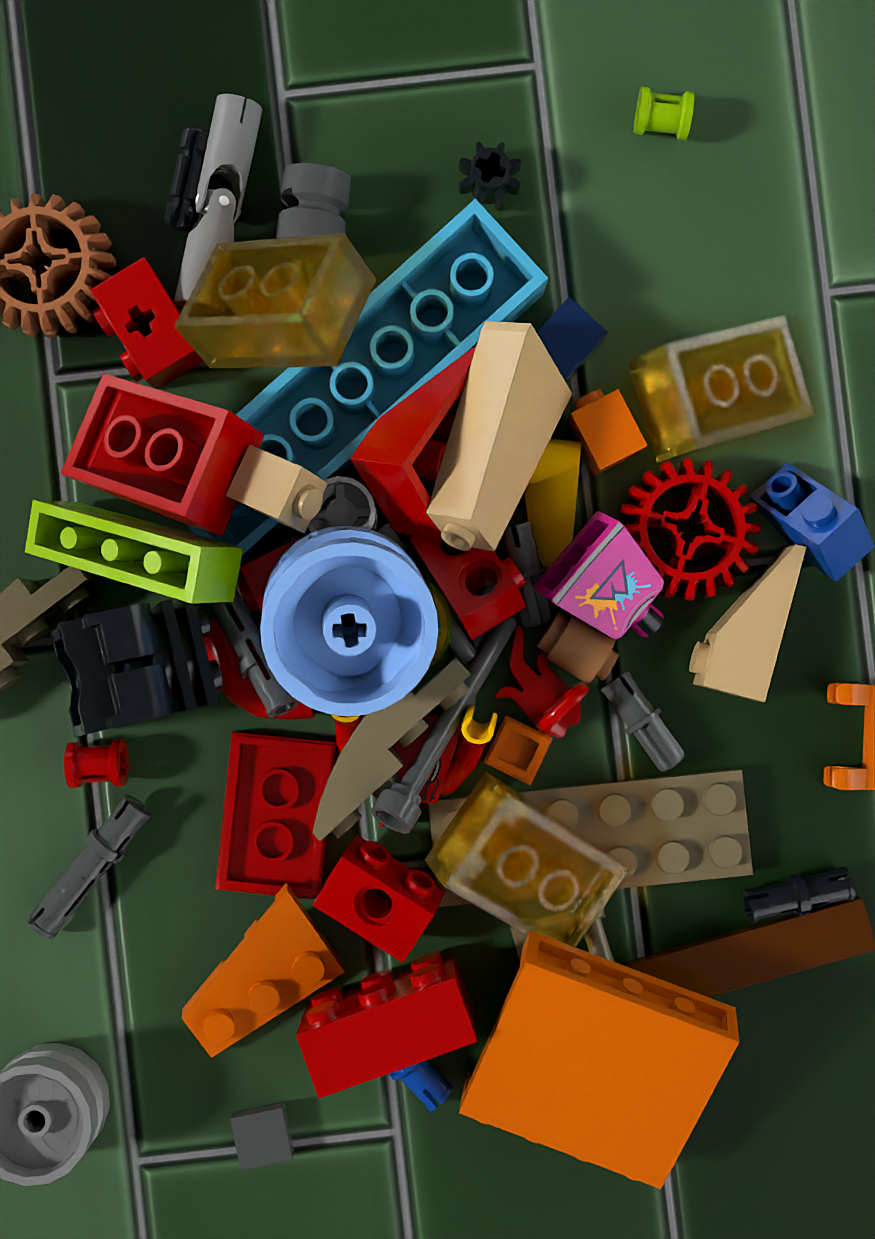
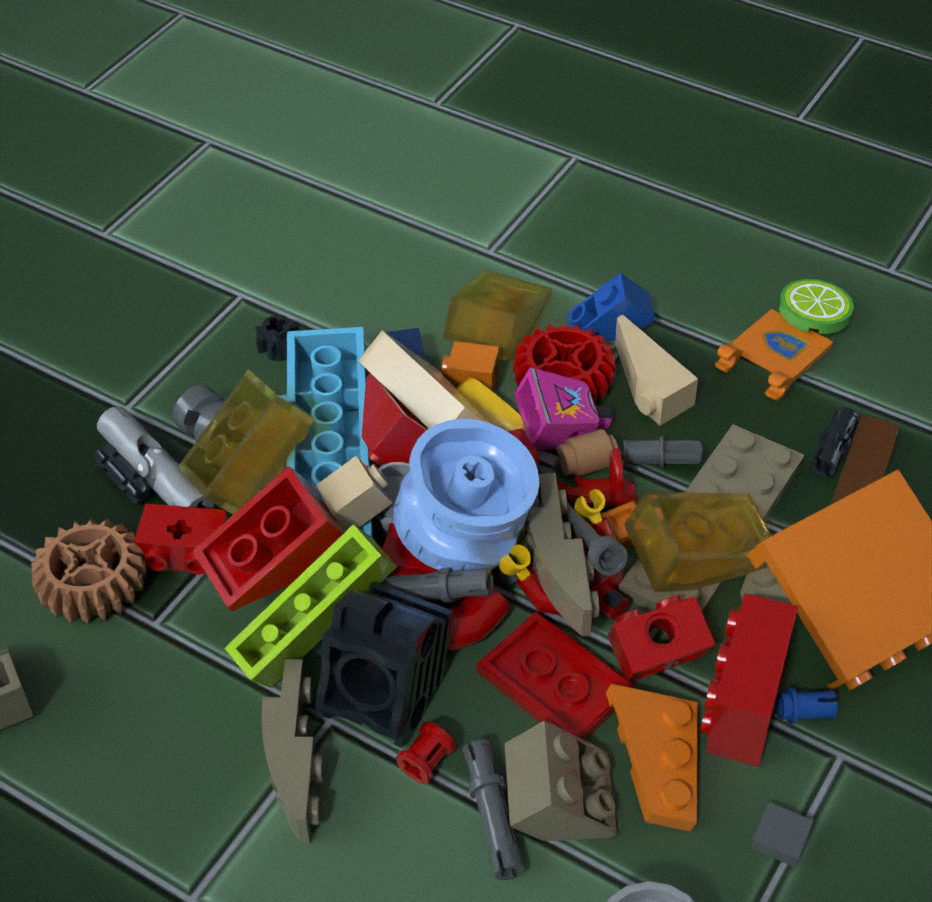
camera: 50 degrees left, 40 degrees down
(150, 913) = (559, 786): none -> dark tan slope
(664, 113) = (326, 254): lime bush -> none

